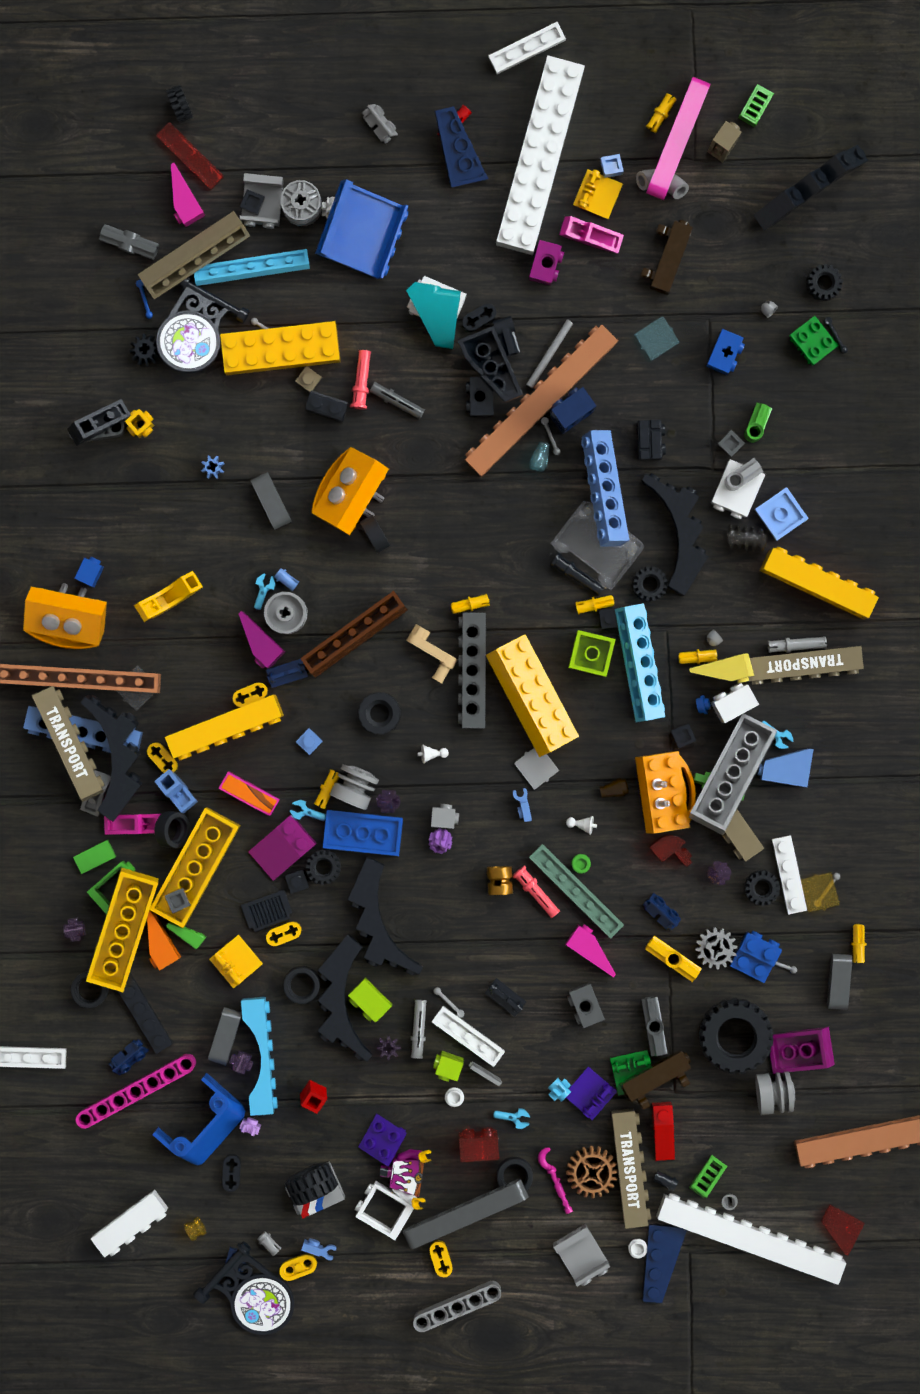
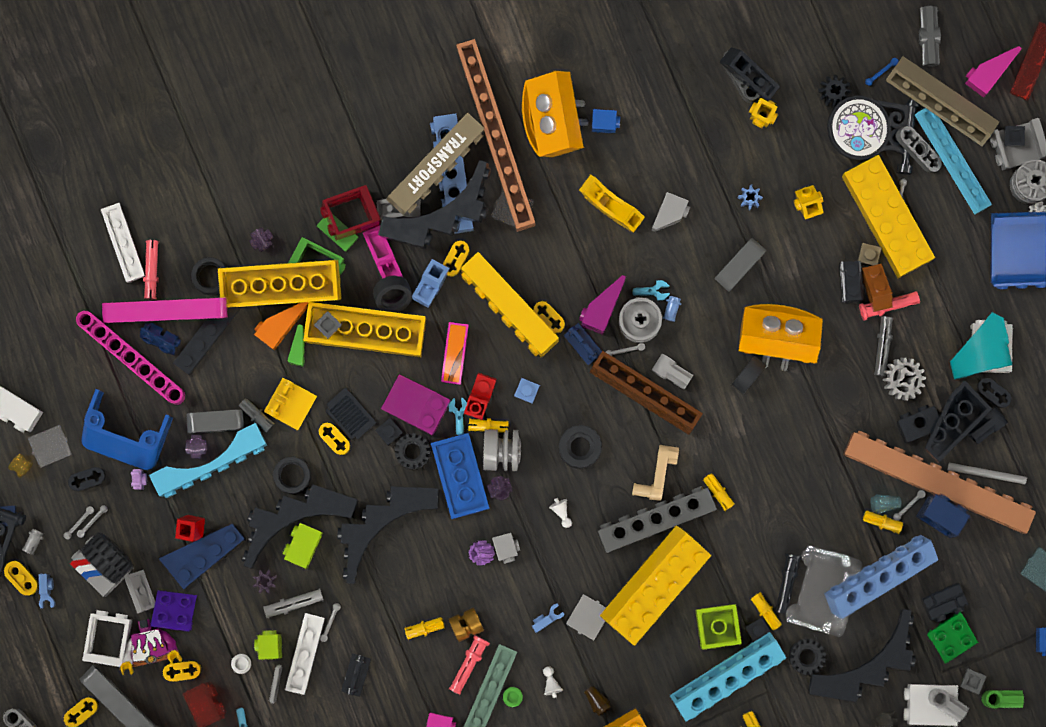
camera: 75 degrees right, 5 degrees down
(62, 1041) = (151, 270): none -> coral pin
(81, 819) = (367, 203): none -> dark red window
(104, 1043) = (164, 310): none -> dark pink beam
(188, 1195) = (49, 446): none -> clear piece
(197, 545) = (671, 211): none -> light grey slope
(225, 302) = (910, 146): none -> dark grey beam
(234, 996) = (256, 415): none -> dark grey axle
(238, 415) = (808, 202): none -> yellow brick
(260, 1181) = (89, 510): none -> light grey hinge
(279, 1196) = (81, 533): none -> light grey hinge
(297, 786) = (480, 396): none -> red slope
(310, 621) = (641, 346): none -> light grey hinge
(341, 604) = (667, 369): none -> light grey piece
(342, 385) = (877, 287): none -> dark orange brick
(342, 1099) = (196, 558): none -> dark blue wing
(352, 1163) = (140, 591): none -> light grey plate
(435, 1152) = (181, 666): none -> yellow beam
(443, 391) = (900, 372): none -> light grey gear
(487, 919) = (424, 628): none -> yellow axle
(556, 466) = (883, 522): none -> yellow axle
(684, 445) = (952, 637): none -> green hinge

